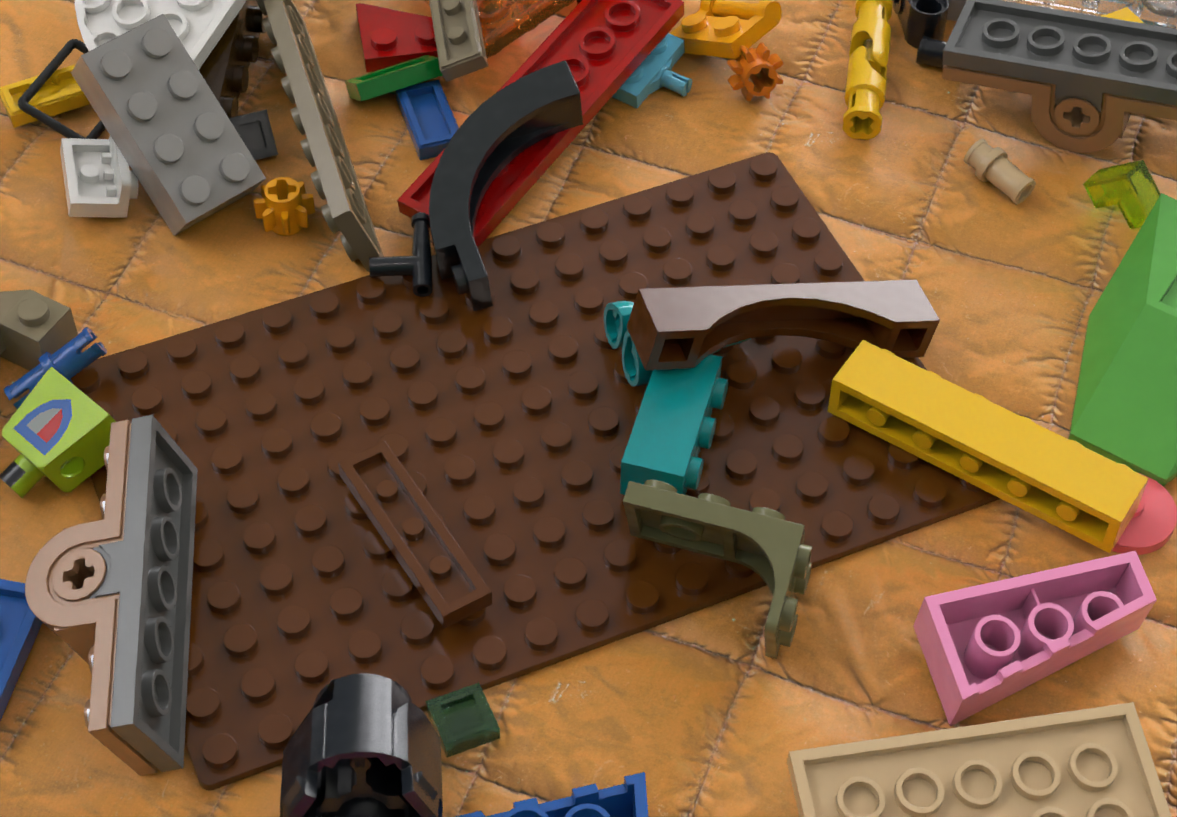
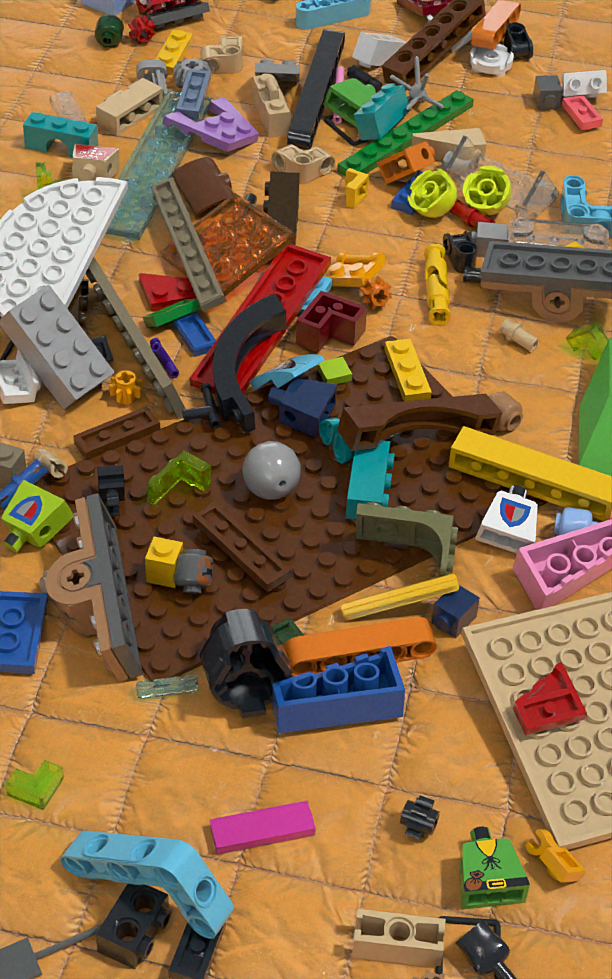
camera: 10 degrees left, 5 degrees down
(117, 334) = (51, 462): none -> tan pin
(208, 394) = (111, 487): none -> black piece
(221, 798) = (167, 686): none -> clear light blue axle
(249, 289) = (116, 433): none -> reddish brown plate
(265, 550) = (162, 560): none -> yellow brick
(312, 574) = (193, 571): none -> dark grey head
(337, 368) = (184, 467): none -> clear neon green bracket
(360, 152) = (164, 358): none -> dark purple piece
(495, 391) = (271, 470): none -> light grey piece
(553, 759) = (407, 637): none -> orange beam
(567, 203) = (287, 370): none -> medium azure slope
(586, 268) = (304, 404): none -> dark blue torso
(654, 210) = (335, 371): none -> lime tile
(663, 111) = (330, 318): none -> dark red brick
(687, 667) = (400, 597): none -> yellow axle
(785, 221) = (407, 370): none -> yellow plate
(787, 704) = (455, 611): none -> dark blue brick
(921, 534) = (509, 521): none -> white torso
(957, 313) = (510, 409): none -> medium nougat head
(1041, 547) = (571, 520): none -> light blue head

